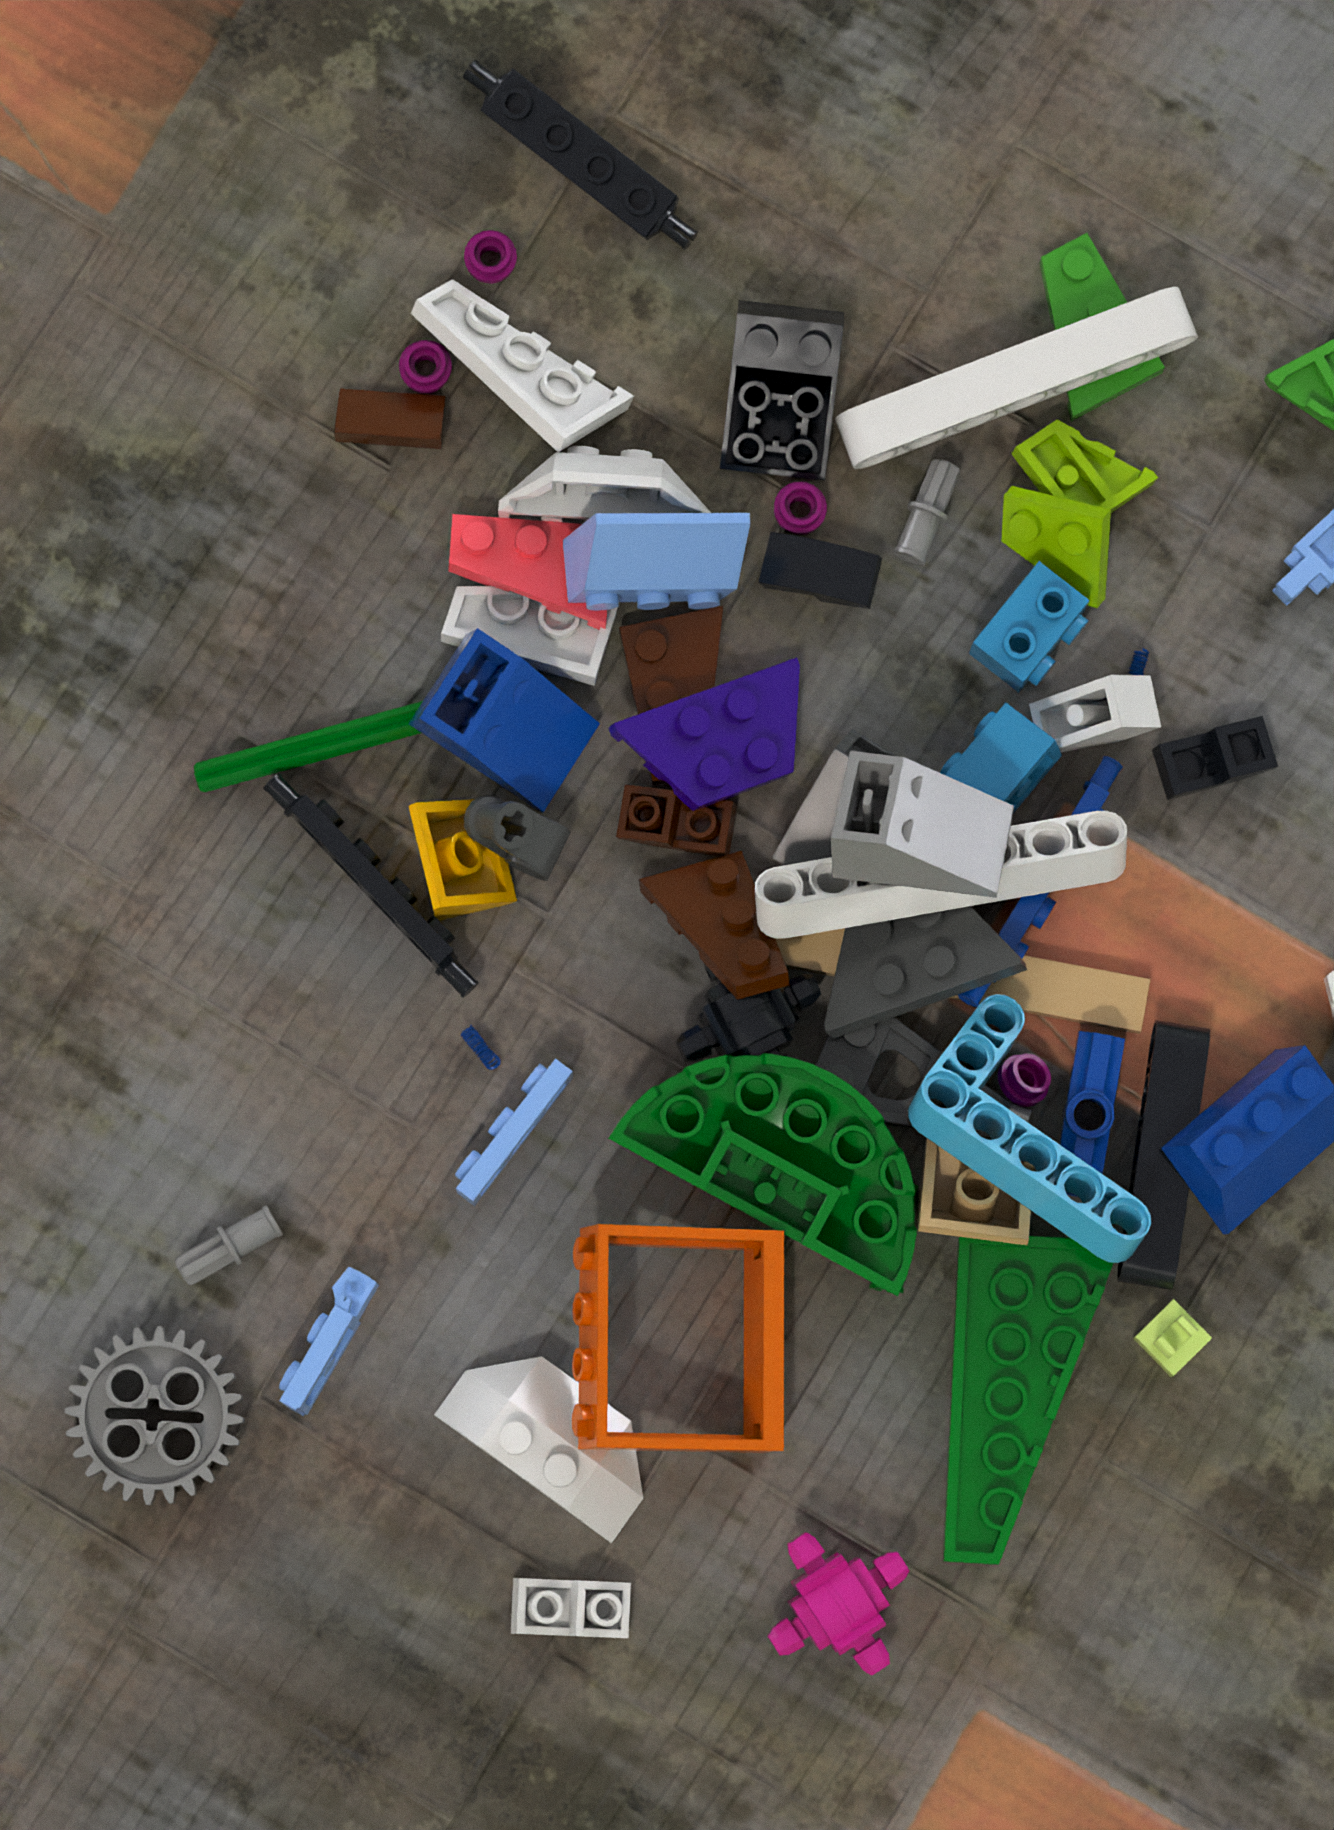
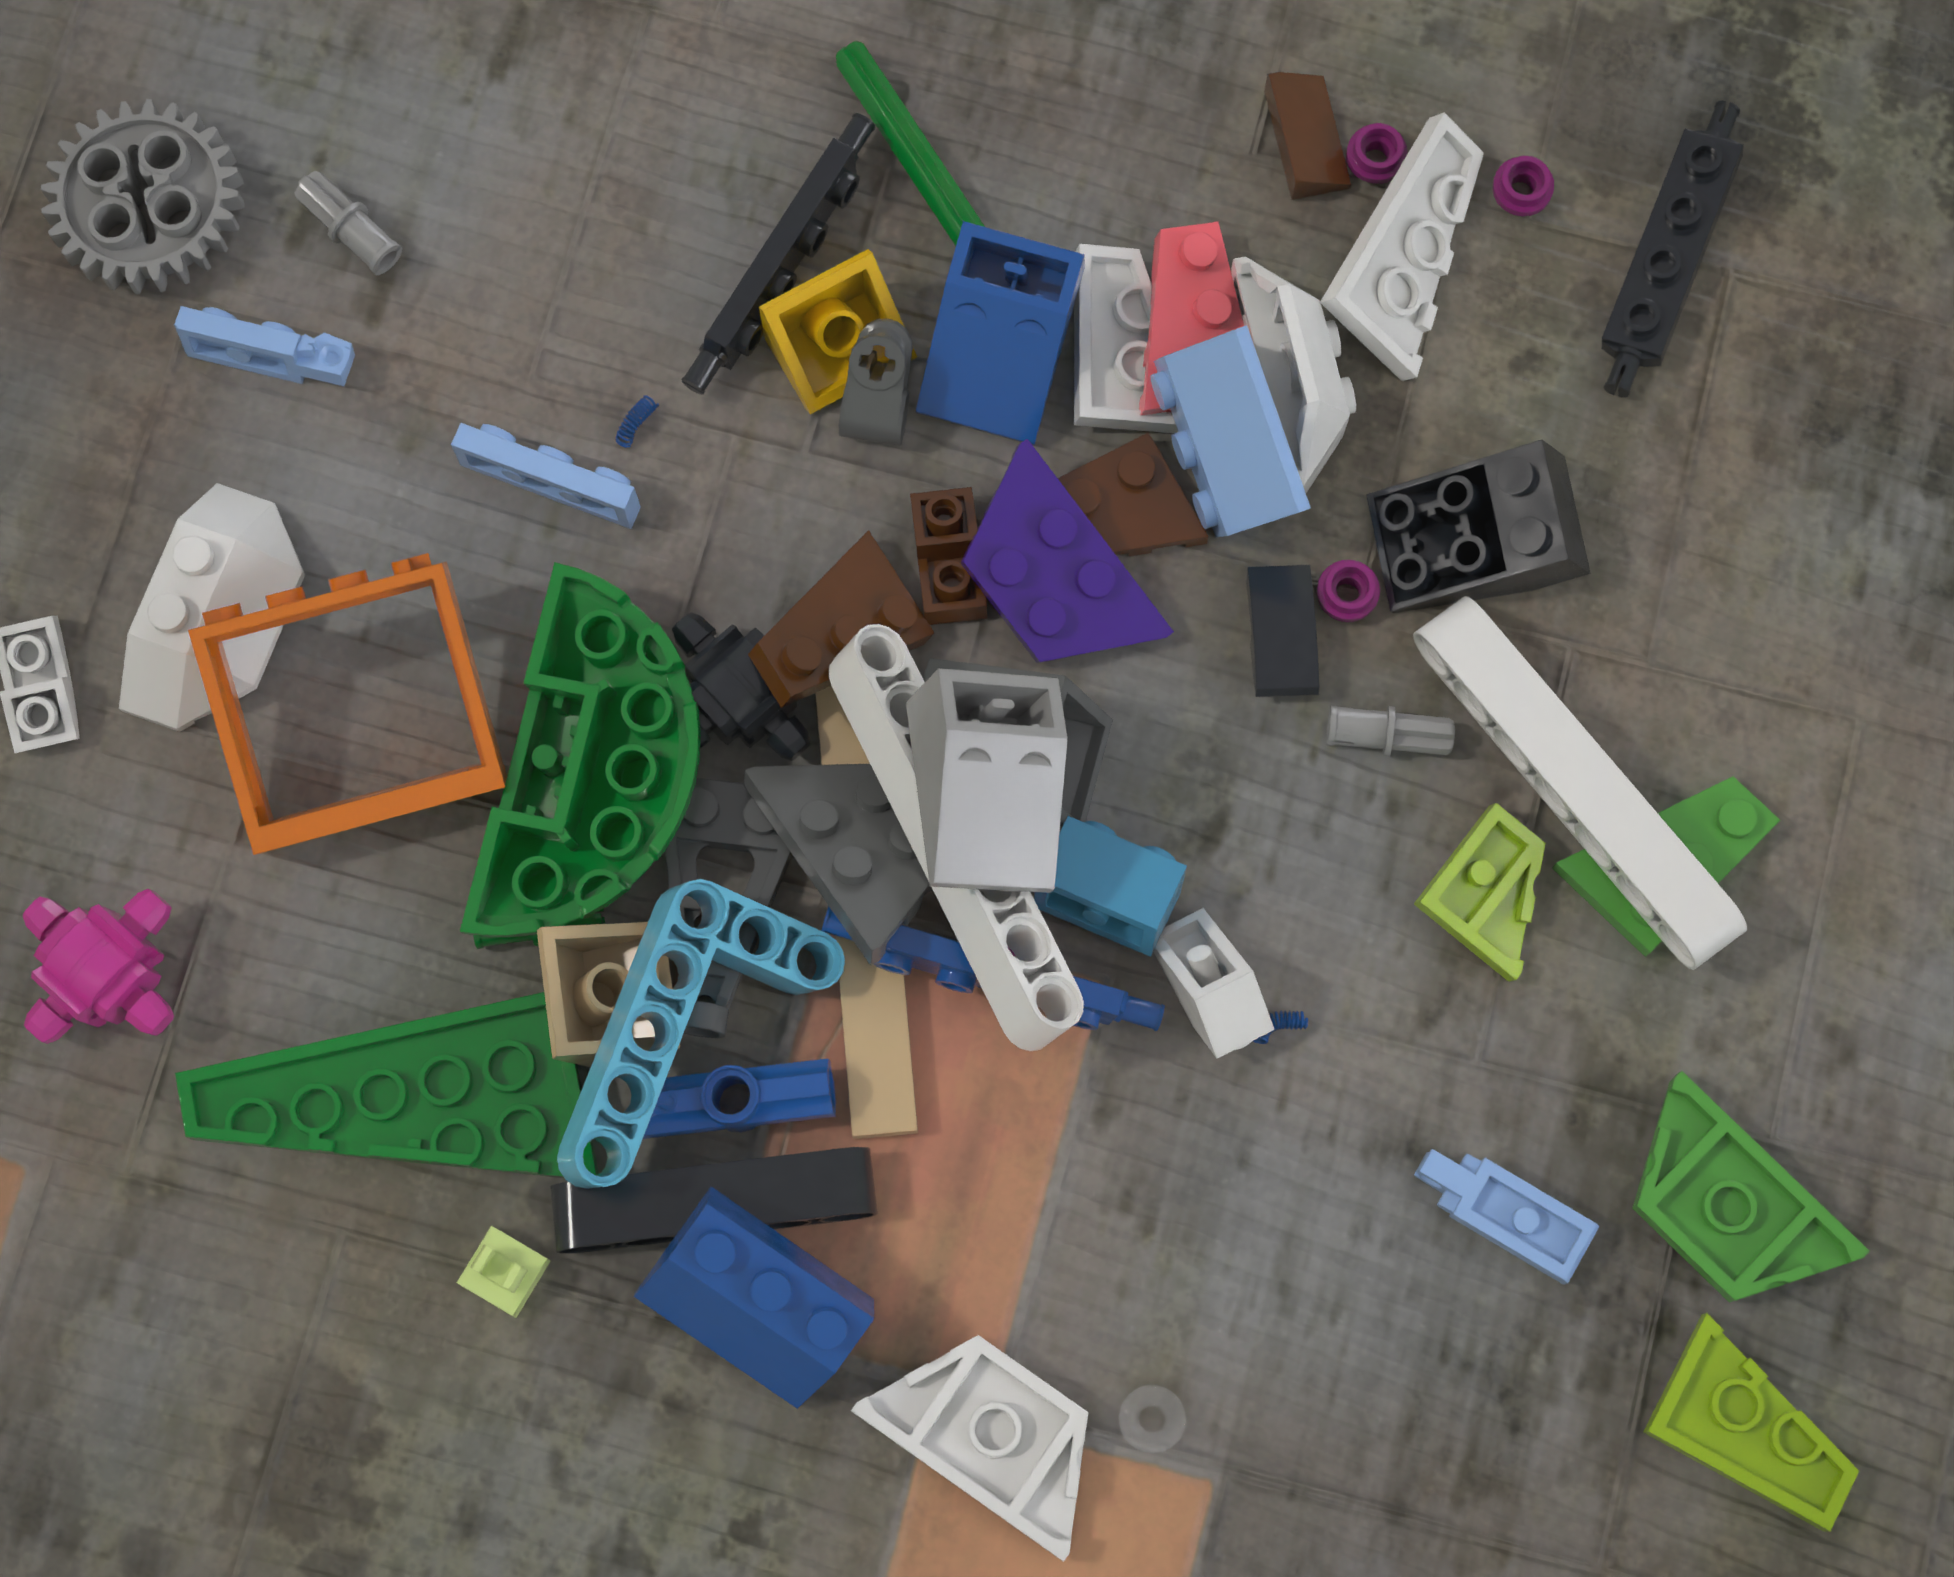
camera: 80 degrees right, 5 degrees down
(1024, 1079) = (772, 1024): magenta plate -> none
(1030, 627) = (1289, 880): dark azure brick -> none
(1061, 535) = (1404, 884): lime wing -> none
(1215, 757) = (1204, 1137): black slope -> none

